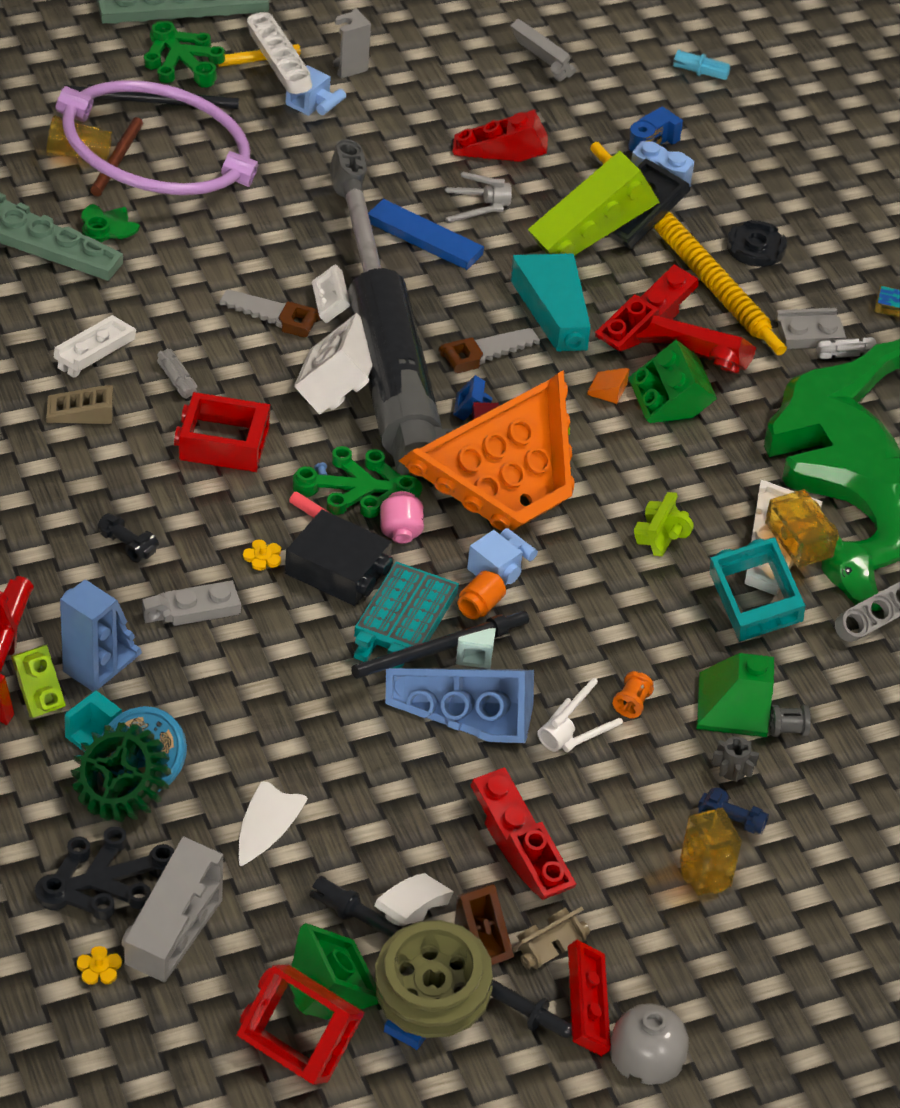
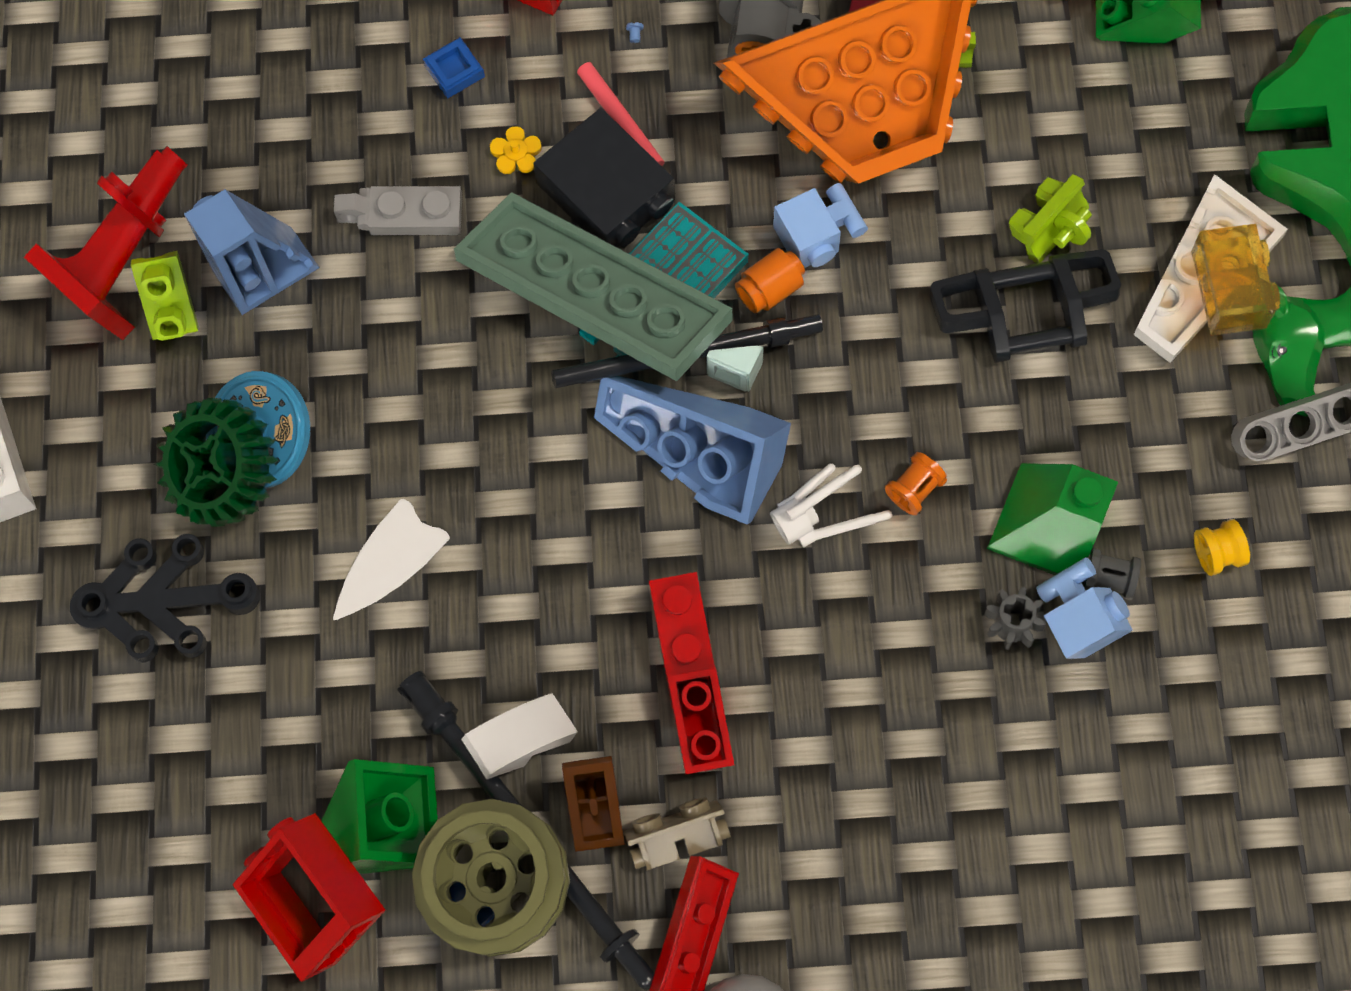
camera: 25 degrees right, 25 degrees up
(88, 717) = (212, 364): teal panel -> none
(99, 966) = (115, 726): yellow plant -> none
(137, 546) = (363, 108): black bar -> none
(175, 910) = (216, 684): light grey wedge -> none
(197, 513) = (453, 67): none -> blue tile
(359, 613) = (594, 285): none -> sand green plate
(360, 484) = (675, 69): green plant -> none
(402, 517) = (708, 134): bright pink head -> none
(645, 586) = (992, 315): none -> black bar
(710, 852) = (919, 770): clear yellow brick -> none
(716, 798) = (963, 681): dark blue bar -> none
(767, 617) = (1145, 406): teal window -> none
(784, 744) = (1087, 617): none -> light blue brick
(856, 690) = (1221, 547): none -> yellow wheel

